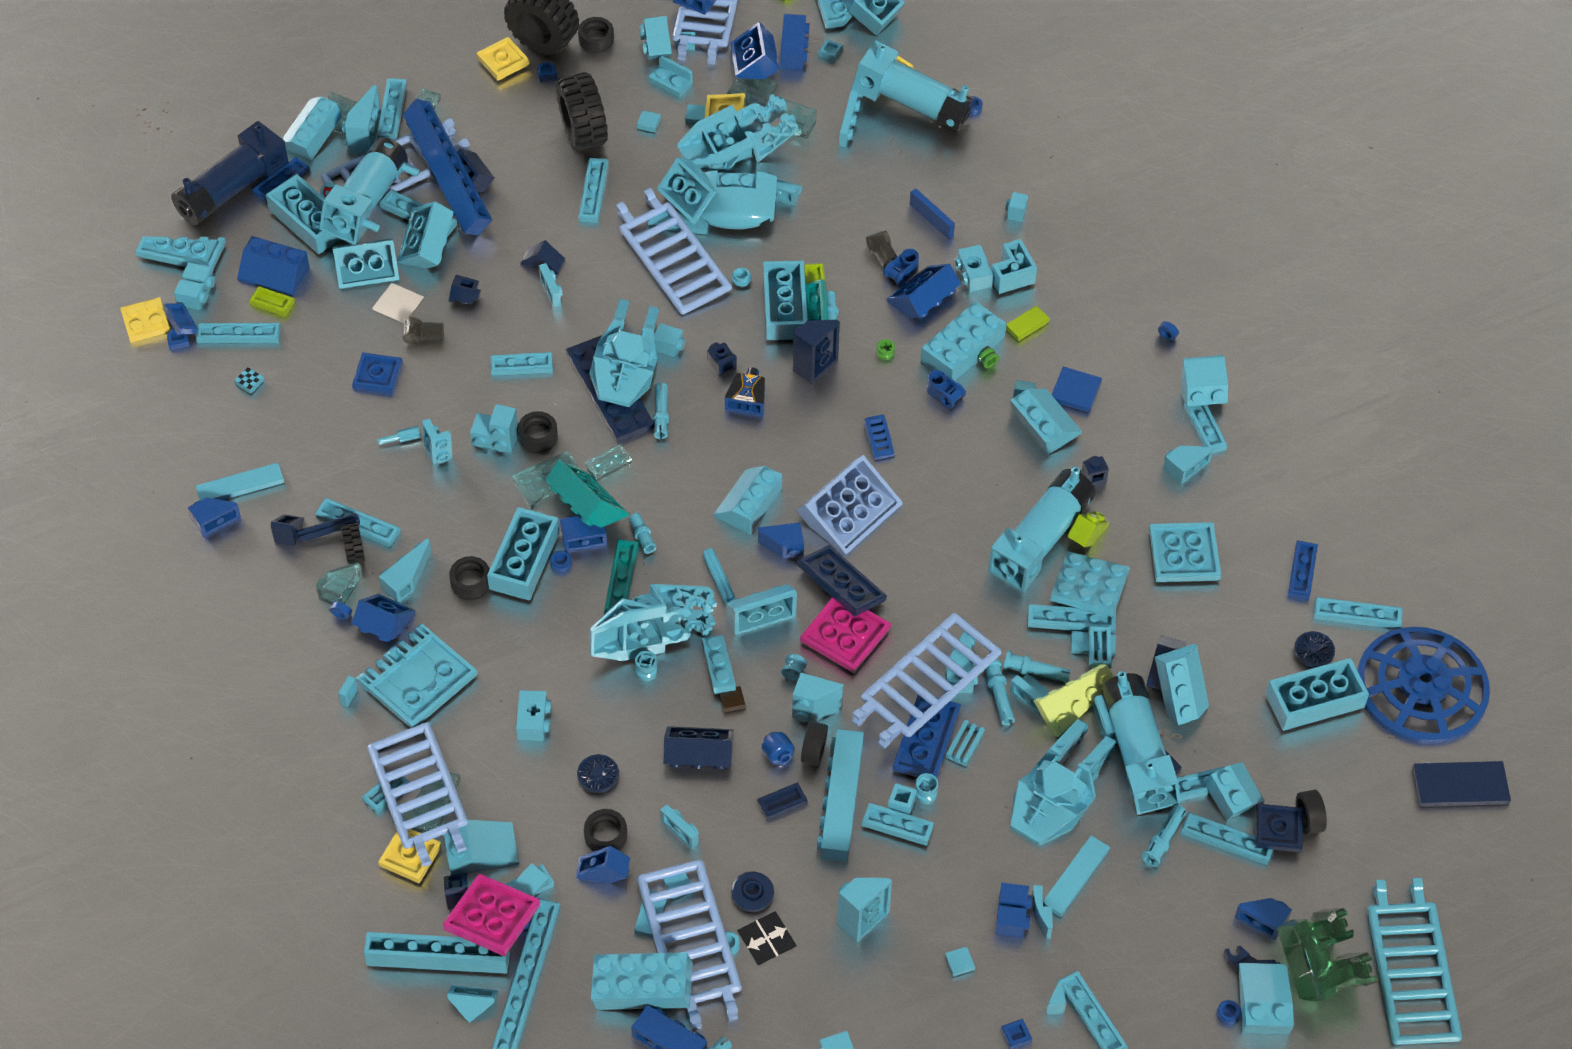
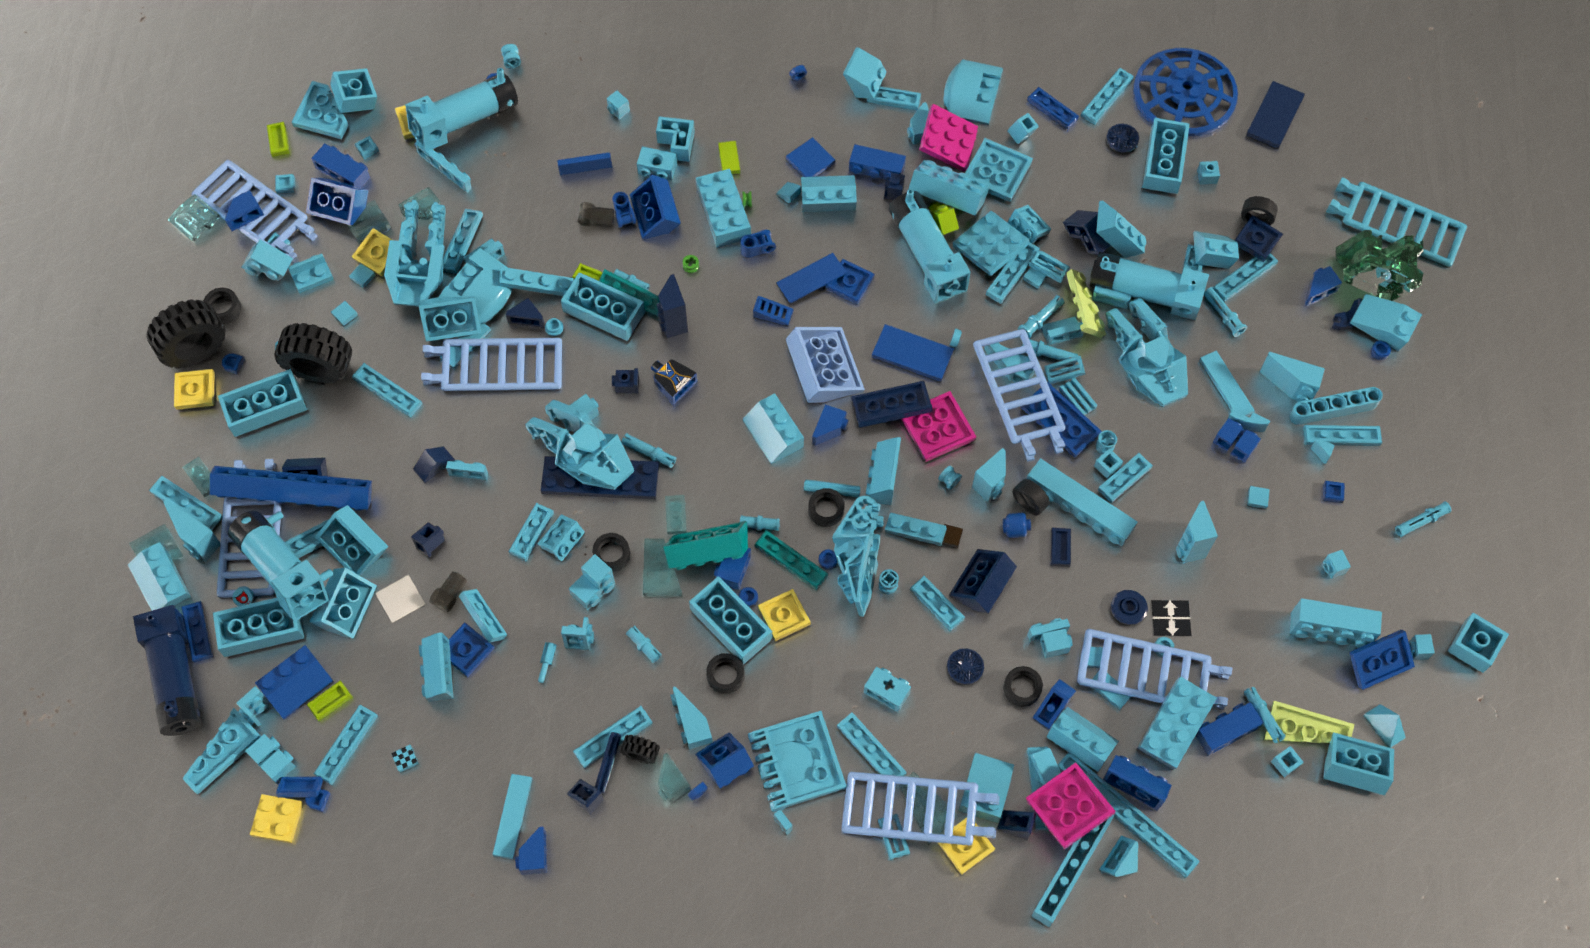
camera: 60 degrees left, 10 degrees up
(229, 245) = (251, 704): none -> medium azure bracket
(343, 357) = (436, 668): none -> medium azure slope
(415, 367) = (483, 615): none -> medium azure plate
(461, 500) = (643, 644): none -> medium azure pin
(464, 729) = (869, 746): none -> medium azure plate
(518, 108) = (262, 403): none -> medium azure brick
(528, 388) = (561, 537): none -> medium azure bracket
(558, 596) = (784, 614): none -> light yellow plate
(559, 973) = (1137, 782): none -> blue slope
(580, 906) = (1082, 739): none -> medium azure slope
(651, 720) = (937, 603): none -> medium azure tile
(669, 839) = (1055, 643): none -> medium azure brick
(692, 565) = (821, 494): none -> black tyre
(738, 247) = (525, 314): none -> dark blue slope
(750, 14) = (285, 183): none -> medium azure tile
(772, 232) = (534, 281): none -> medium azure plate
(785, 164) = (461, 240): none -> medium azure tile
(915, 576) = (912, 353): none -> blue tile
(939, 452) = (811, 278): none -> blue piece
(956, 602) = (955, 338): none -> medium azure tile
(960, 486) = (853, 284): none -> blue tile
(1003, 718) = (1064, 370): none -> medium azure tile
(1009, 100) = (511, 57): none -> medium azure wheel
(1111, 444) = (875, 162): none -> blue brick
(1123, 1001) = (1329, 411): none -> medium azure beam
(1124, 514) = (949, 187): none -> medium azure brick
(1124, 939) = (1292, 376): none -> medium azure slope
(1139, 608) = (1029, 223): none -> medium azure bracket
(1186, 489) = (948, 138): none -> dark pink plate
(1248, 549) = (1022, 128): none -> medium azure brick
(1267, 490) = (972, 90): none -> medium azure slope
(1330, 747) = (1208, 172): none -> medium azure plate

